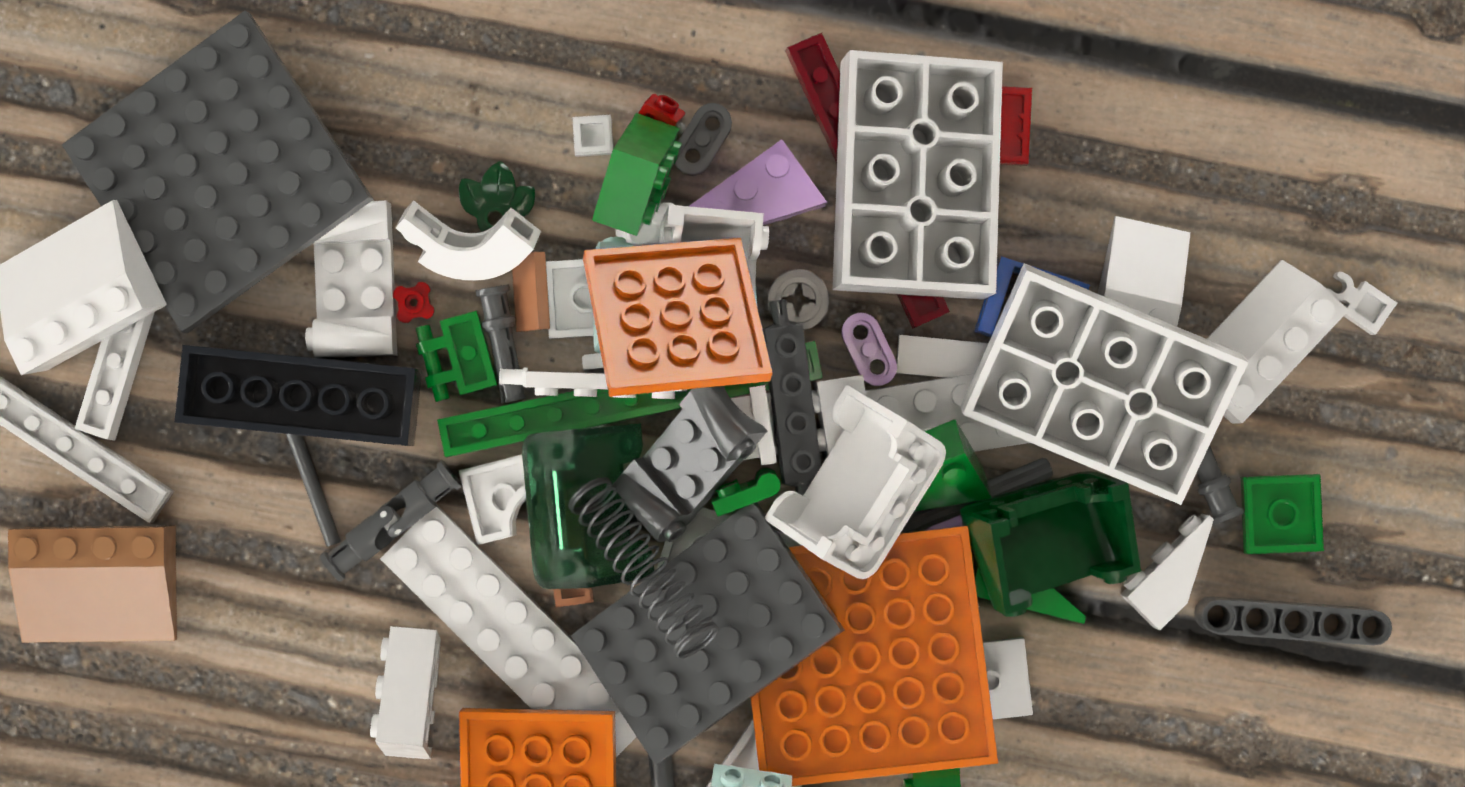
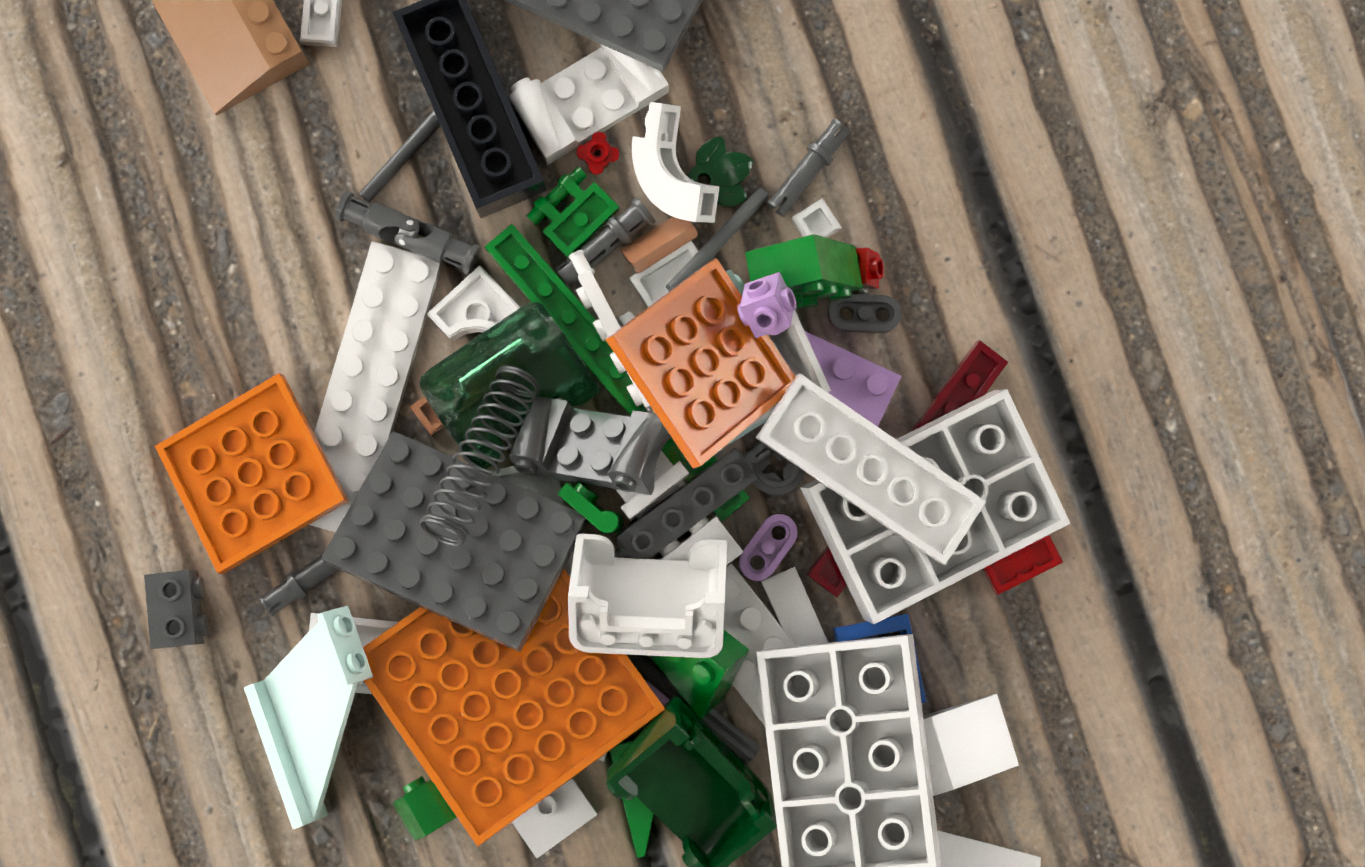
camera: 55 degrees right, 5 degrees down
(406, 692) = (272, 322): white wedge -> none
(536, 112) = (808, 168): none -> dark grey pin
(560, 237) = (721, 237): none -> dark grey bar
(655, 228) = (767, 305): none -> lavender brick
(856, 217) = (871, 469): none -> white plate

